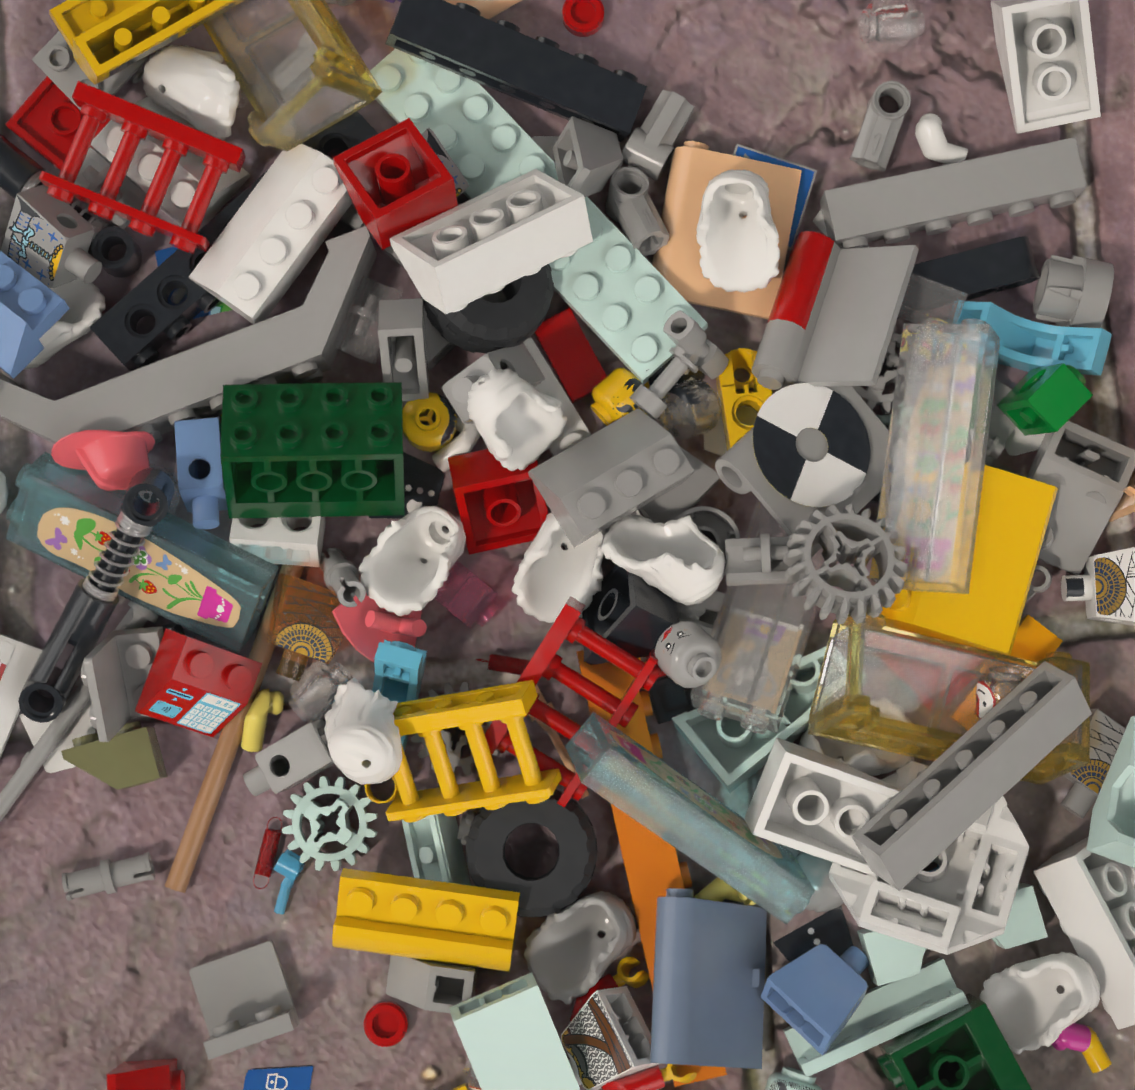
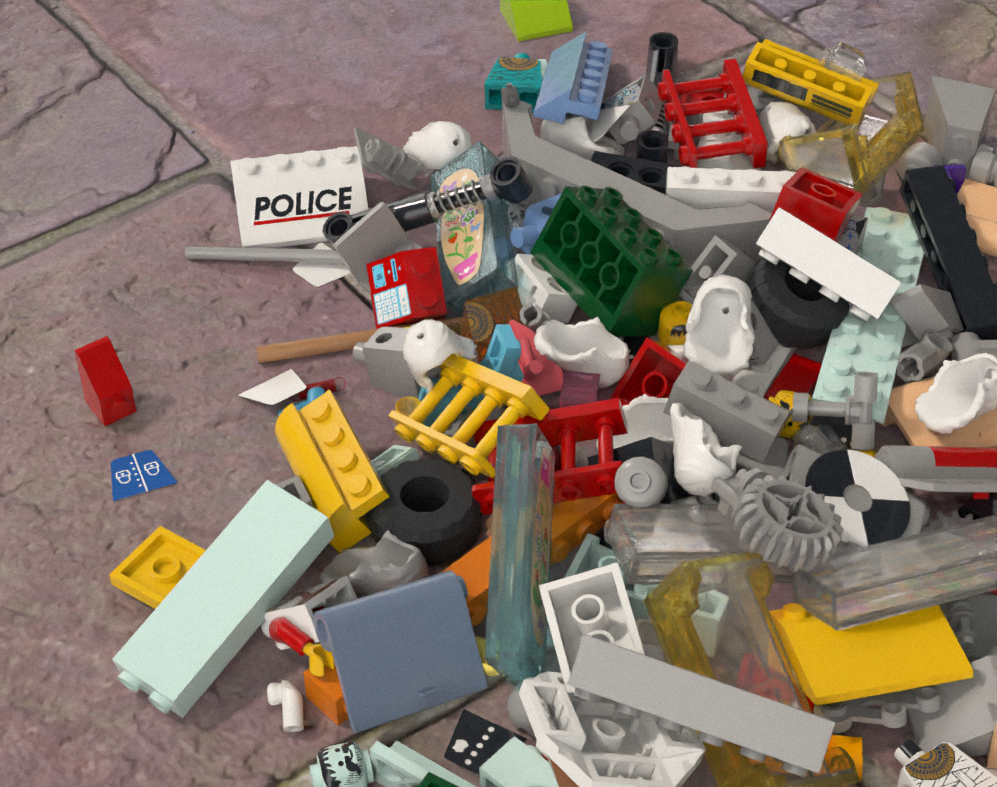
camera: 60 degrees right, 40 degrees down
(60, 278) = (605, 120): none -> white sticker
(106, 455) = (524, 151): coral piece -> none
(108, 876) = (243, 317): light grey pin -> none
(124, 761) = (331, 288): olive slope -> none
(243, 897) = (276, 389): none -> white sticker
(243, 999) = (201, 418): light grey bracket -> none
(314, 810) = (366, 401): light aqua gear -> none
(386, 1023) = (232, 500): red tile -> none
(818, 993) = (445, 732): medium blue torso -> none

